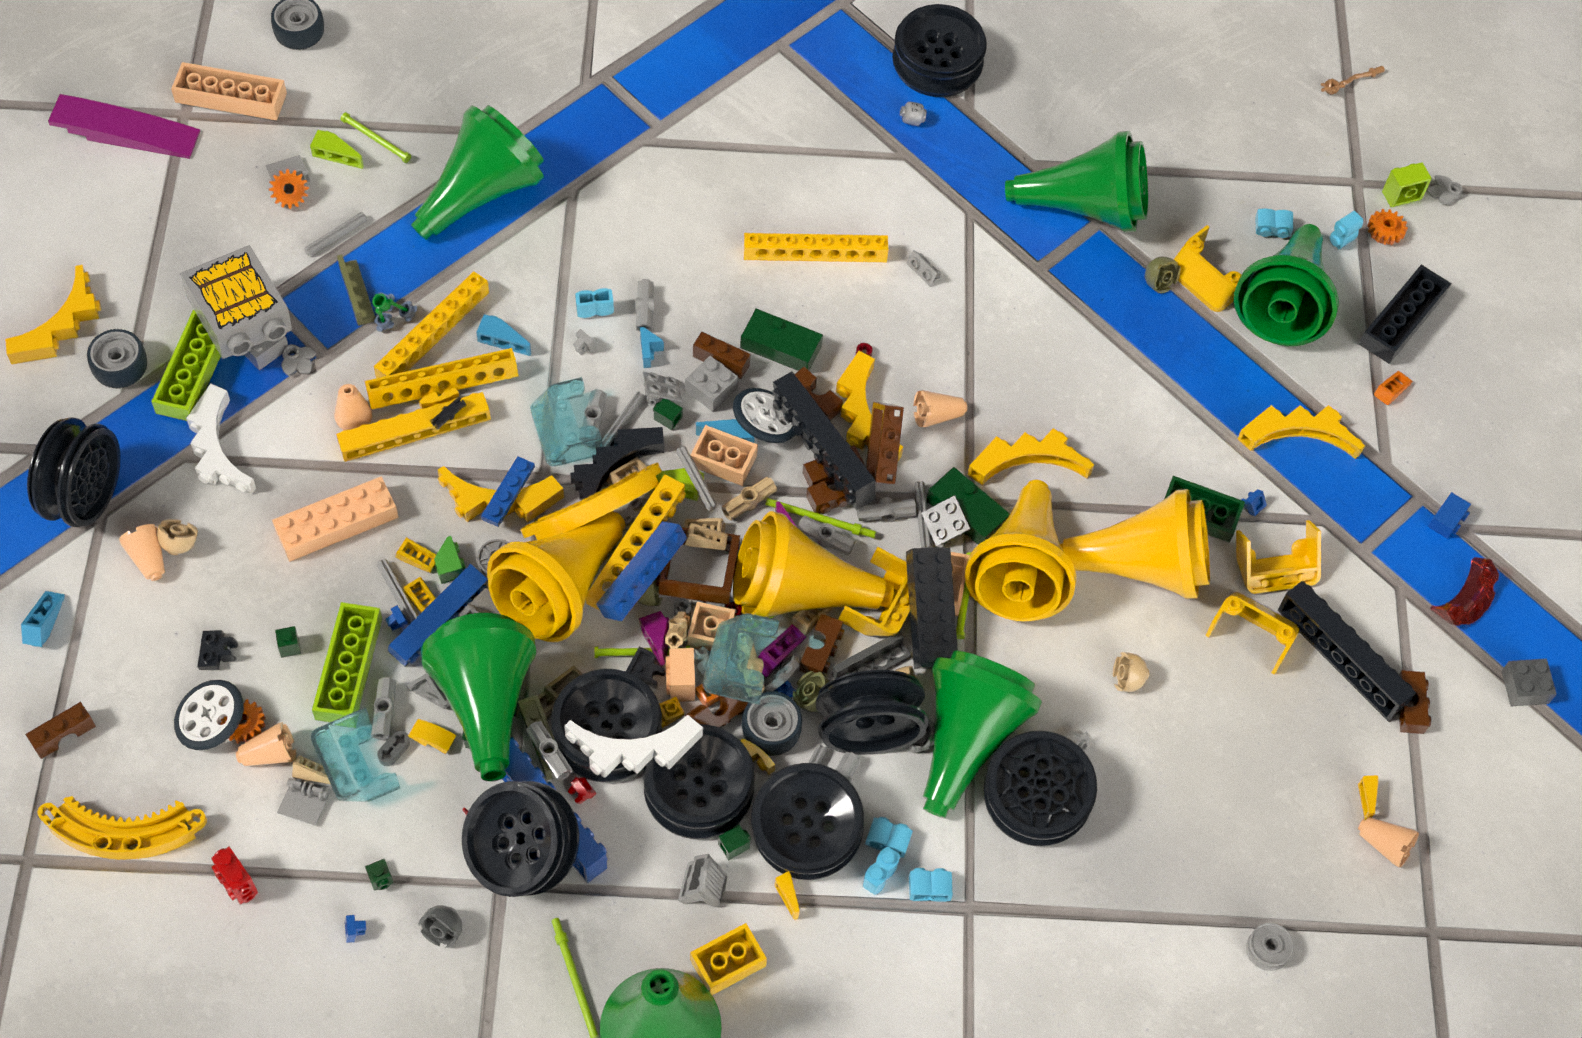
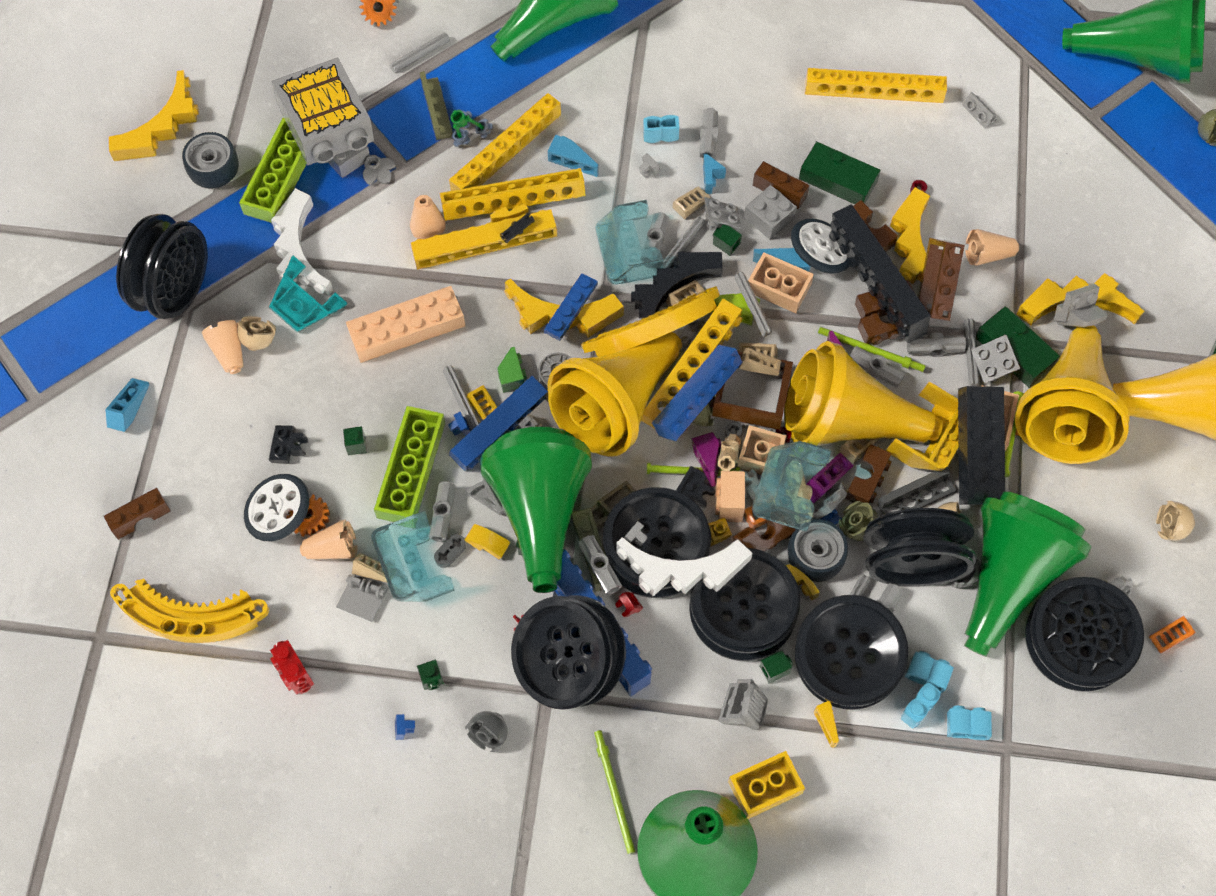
camera: 10 degrees right, 5 degrees up
(217, 505) = (296, 305): none -> teal wing
(407, 558) = (478, 369): yellow slope -> none
(584, 717) = (635, 535): none -> light grey tile
(623, 388) = (684, 211): none -> tan slope
(740, 504) = (794, 331): tan piece -> none
(1028, 464) = (1080, 308): none -> light grey piece
(1131, 775) = (1184, 624): none -> orange slope

